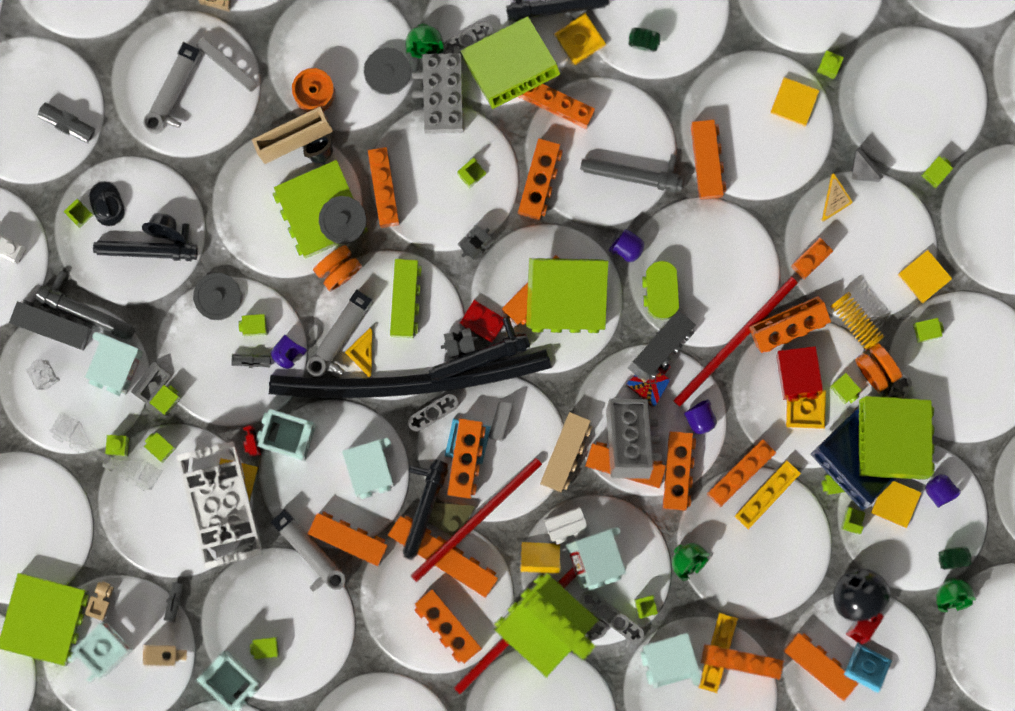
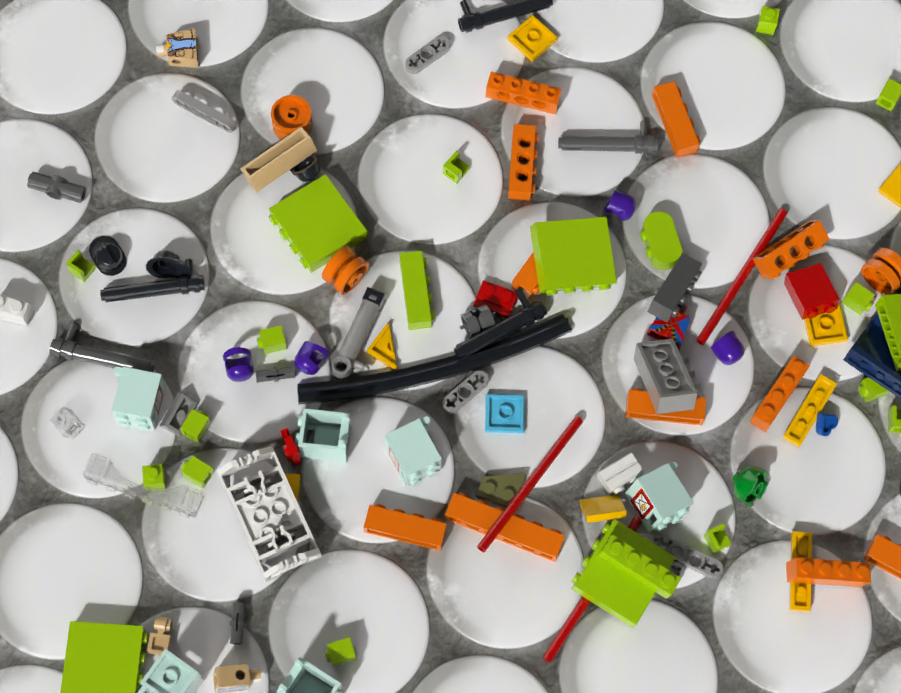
camera: 15 degrees left, 15 degrees down
(49, 325) = (68, 375): dark grey brick -> none
(178, 75) = (165, 111): light grey piece -> none
(216, 346) = (241, 368): none -> dark purple helmet
(217, 296) = (231, 321): dark grey wheel -> none
(308, 550) = (340, 525): light grey piece -> none
(342, 220) = (342, 225): dark grey wheel -> none
(383, 187) = (375, 193): orange brick -> none
(387, 71) = (358, 92): dark grey wheel -> none
(424, 40) = (388, 60): green cylinder -> none
(434, 481) = (480, 454): black cylinder -> none
(441, 93) = (413, 102): light grey piece -> none
(460, 654) = (503, 572): orange brick -> none
(465, 428) = (504, 457): orange brick -> none
(475, 242) = (475, 225): dark grey wheel -> none
(500, 421) = (533, 387): light grey slope -> none
(510, 62) = (473, 62): lime brick -> none
(565, 452) = (604, 404): tan brick -> none
(644, 39) = (592, 25): clear green gear -> none
(670, 661) = (758, 585): light aqua container -> none
(676, 440) = (717, 432): orange brick -> none
(779, 511) = (825, 423): none -> blue tile
(794, 101) = (742, 58): yellow tile -> none
(811, 258) = (795, 188): orange brick -> none
(836, 199) = (803, 134): tile -> none
(840, 304) = (870, 253): yellow piece -> none
(864, 169) = (823, 103): flat silver slope -> none

